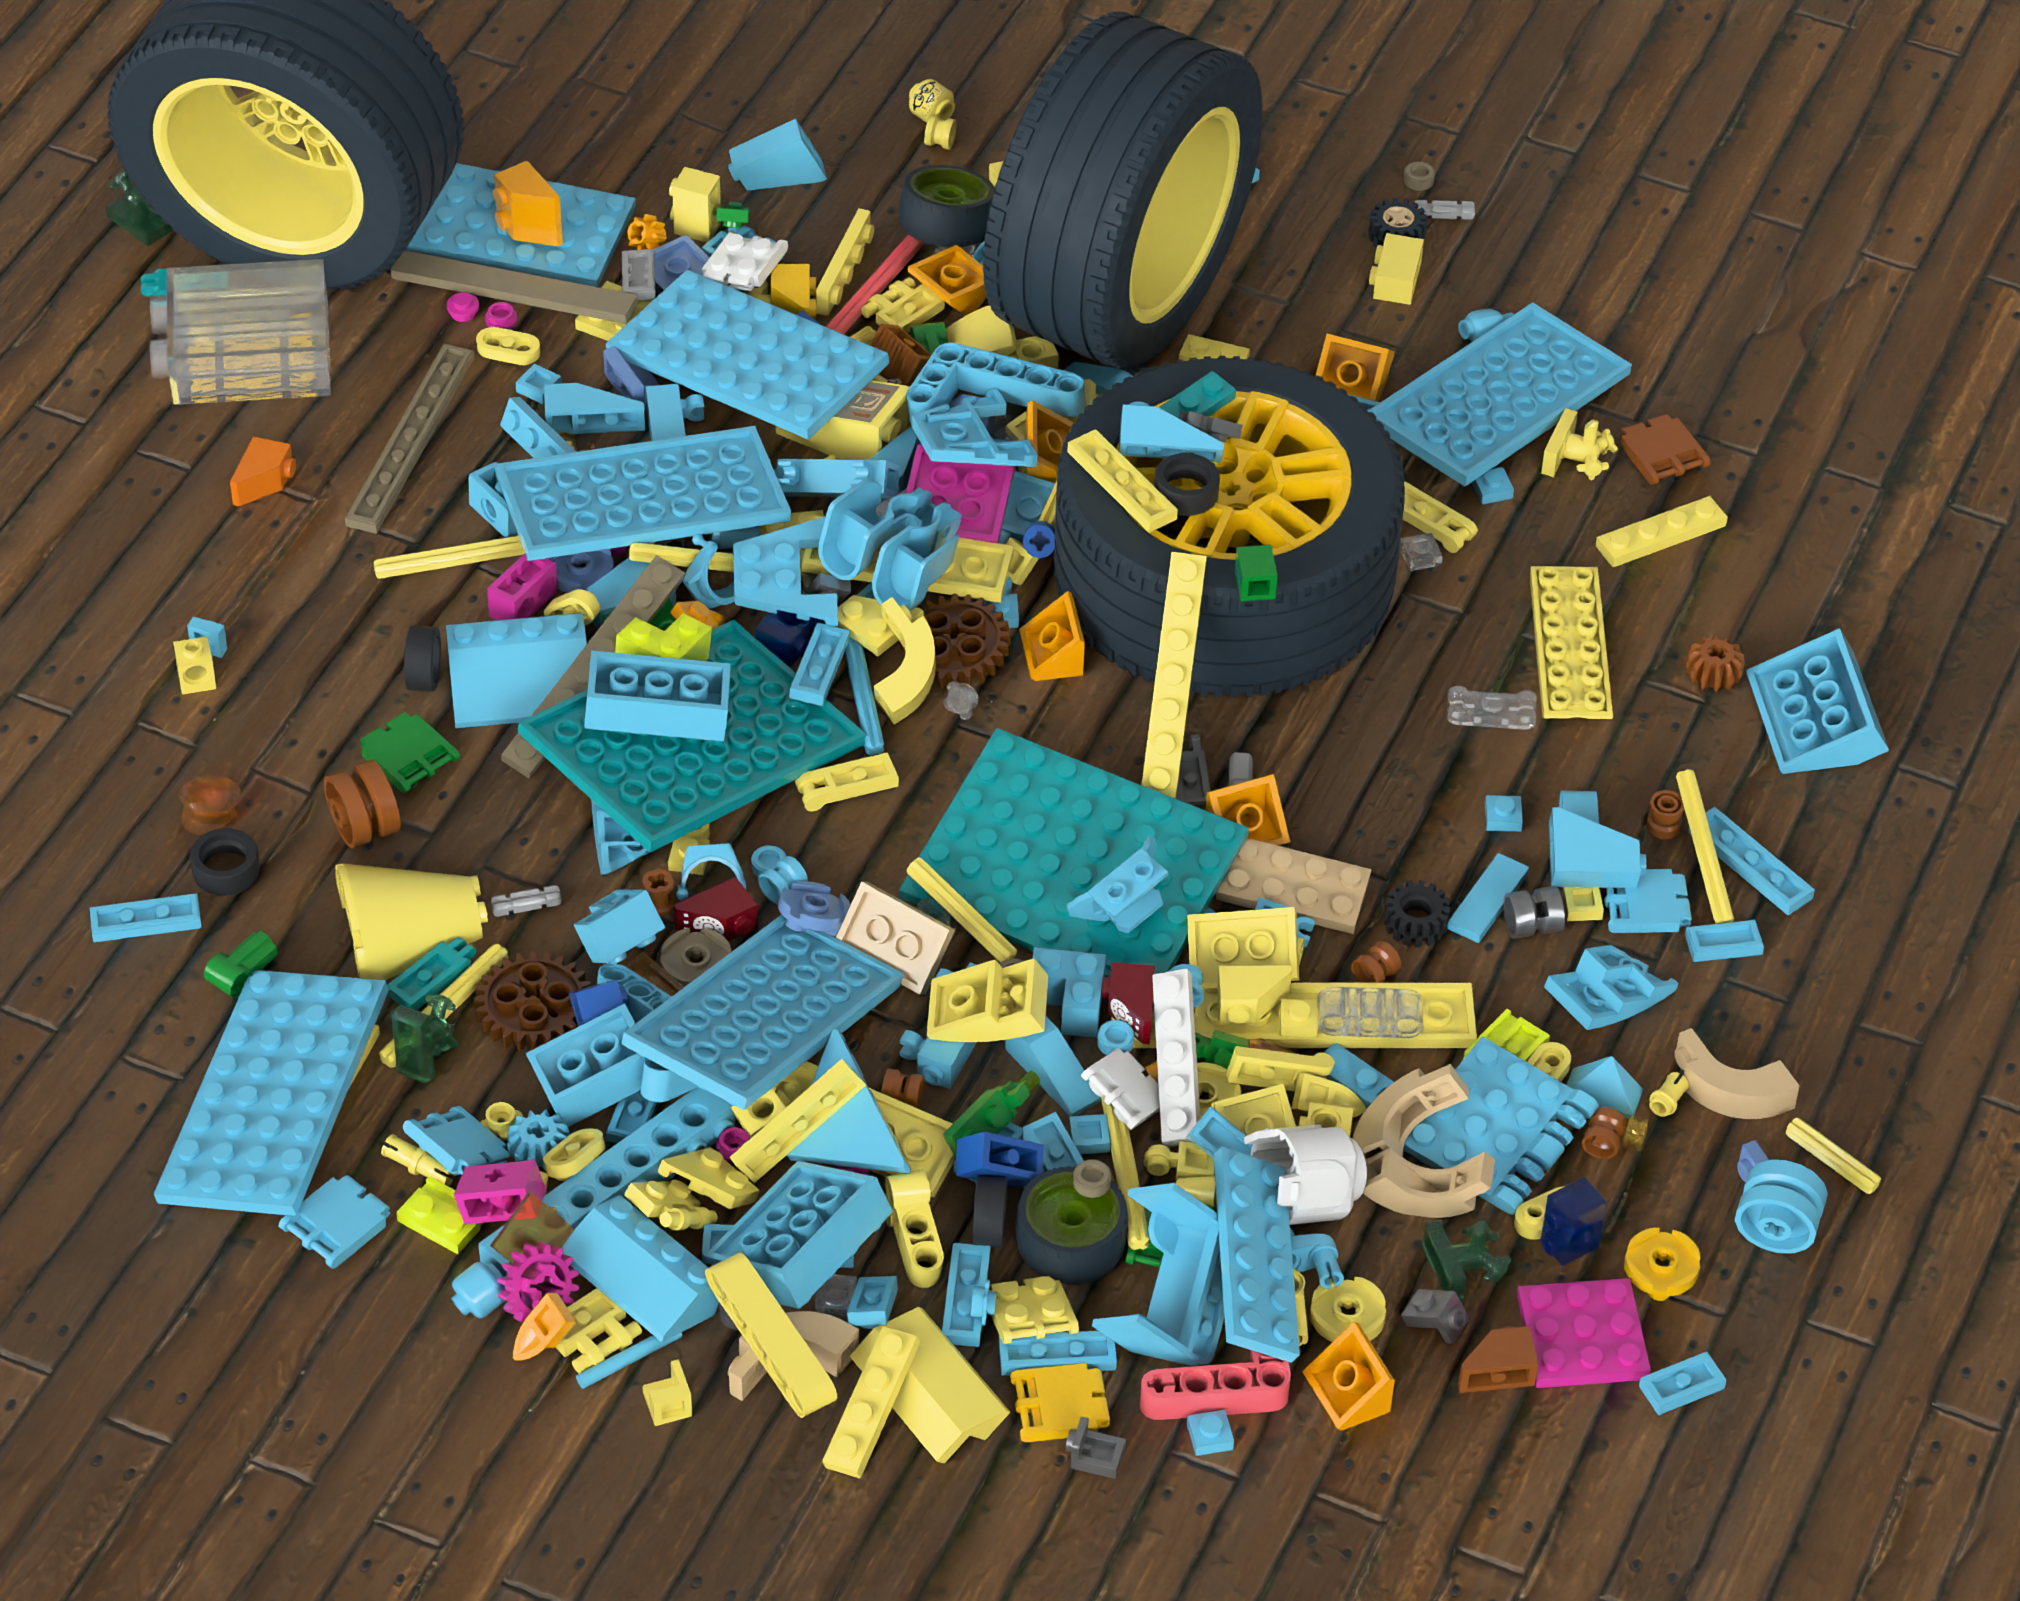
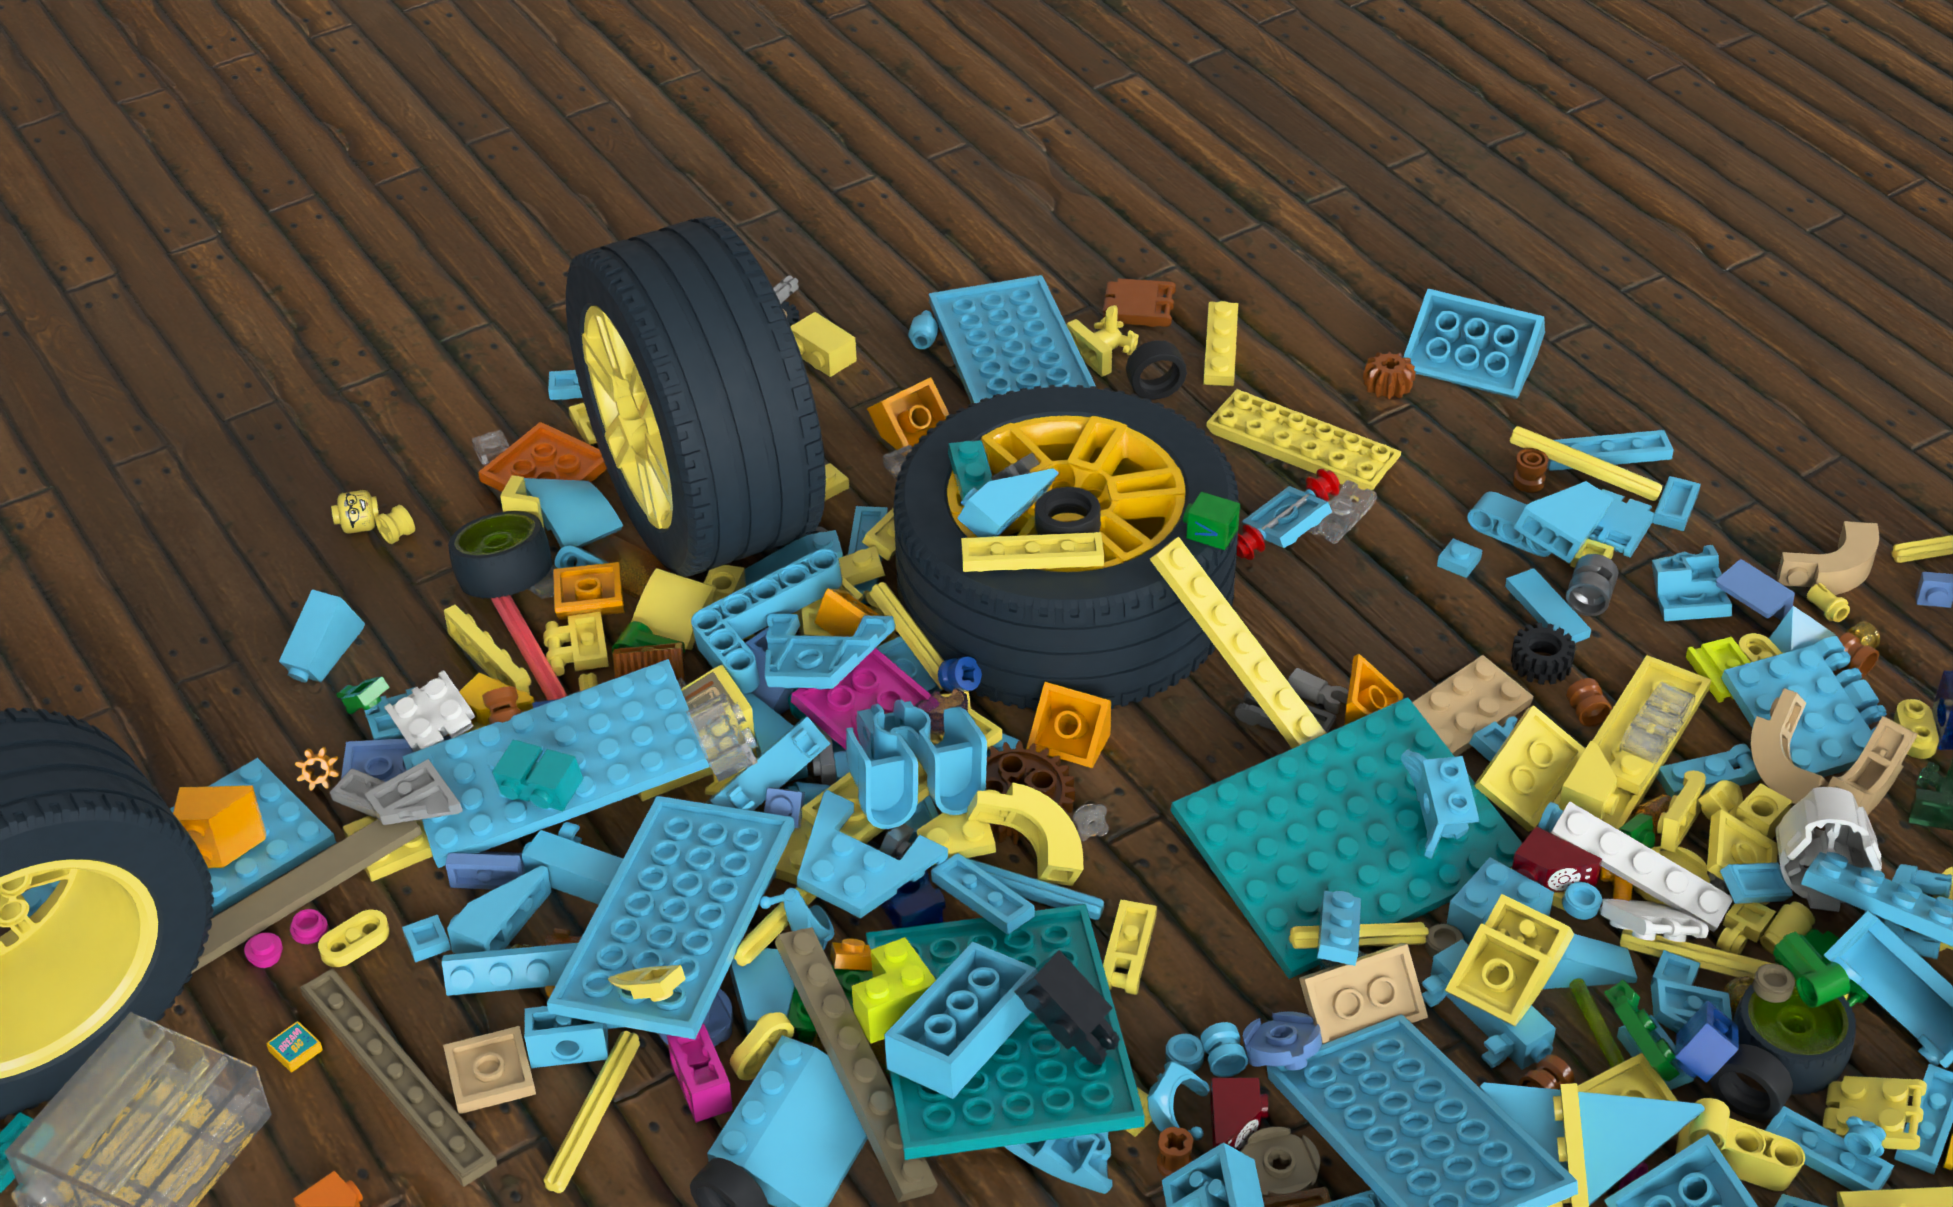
camera: 55 degrees left, 5 degrees down
(392, 371) = (294, 1046): none -> tile
(441, 481) = (489, 1069): none -> tan plate
(546, 503) = (650, 982): none -> light yellow plate
(642, 292) = (413, 796): none -> light grey wing
(695, 204) = (325, 712): light yellow brick -> none
(705, 344) = (545, 782): none -> teal piece
(707, 743) = (1069, 1007): none -> black hinge
(777, 292) = (501, 704): none -> dark orange wheel
(809, 503) = (785, 803): none -> medium blue plate
(827, 424) = (722, 737): none -> clear brick
(939, 884) = (1339, 927): none -> medium azure plate
(975, 544) = (937, 704): none -> hair
(1110, 1201) = (1815, 978): none -> green piece
(1436, 667) = (1288, 515): none -> medium azure plate
(1570, 489) = (1148, 354): none -> black tyre
(1626, 1030) = (1756, 590): none -> medium blue panel

